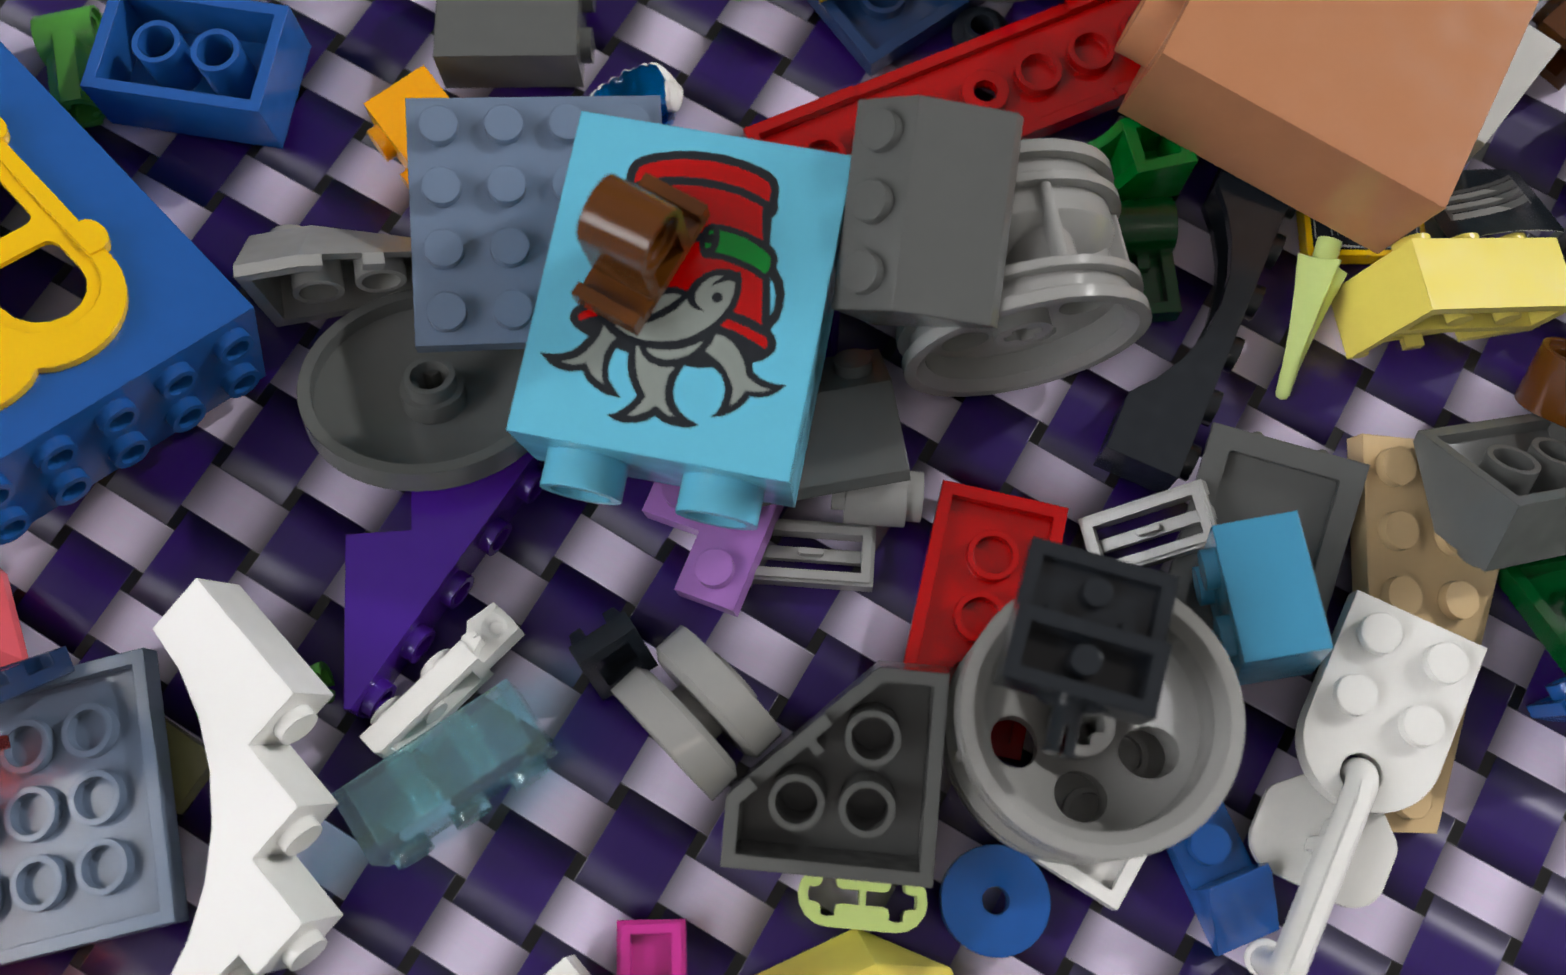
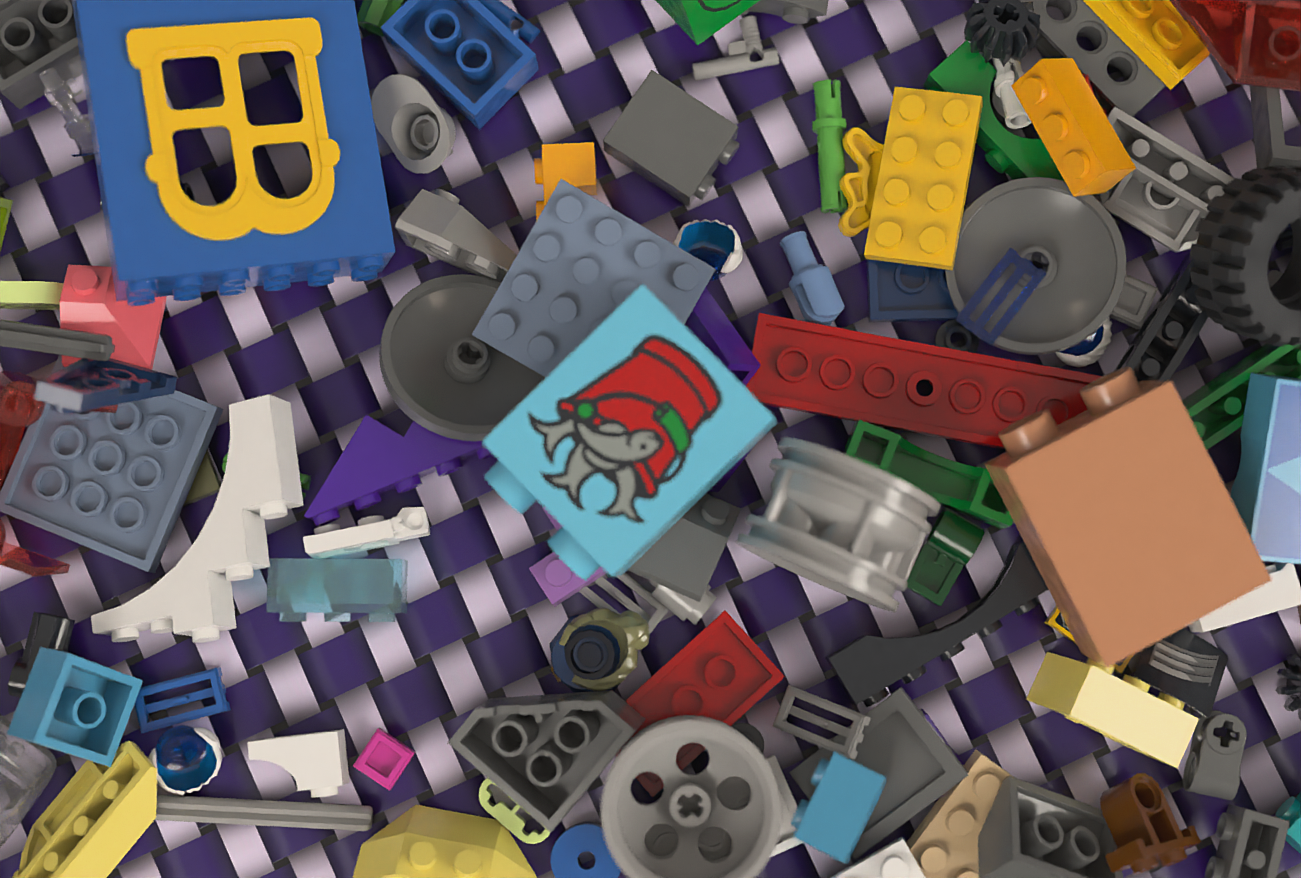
camera: 35 degrees right, 10 degrees up
(192, 174) = (412, 123): none -> light grey piece
(610, 652) = (470, 581): black tile -> none
(634, 246) = (614, 396): reddish brown pin -> none
(702, 706) = (498, 649): light grey wheel -> none
(777, 68) = (811, 282): none -> medium blue arm
(825, 626) = (598, 649): none -> piece
(927, 213) = (791, 478): dark grey slope -> none
(1087, 638) = (707, 769): black plate -> none
(1315, 287) = (1032, 647): yellowish green piece -> none

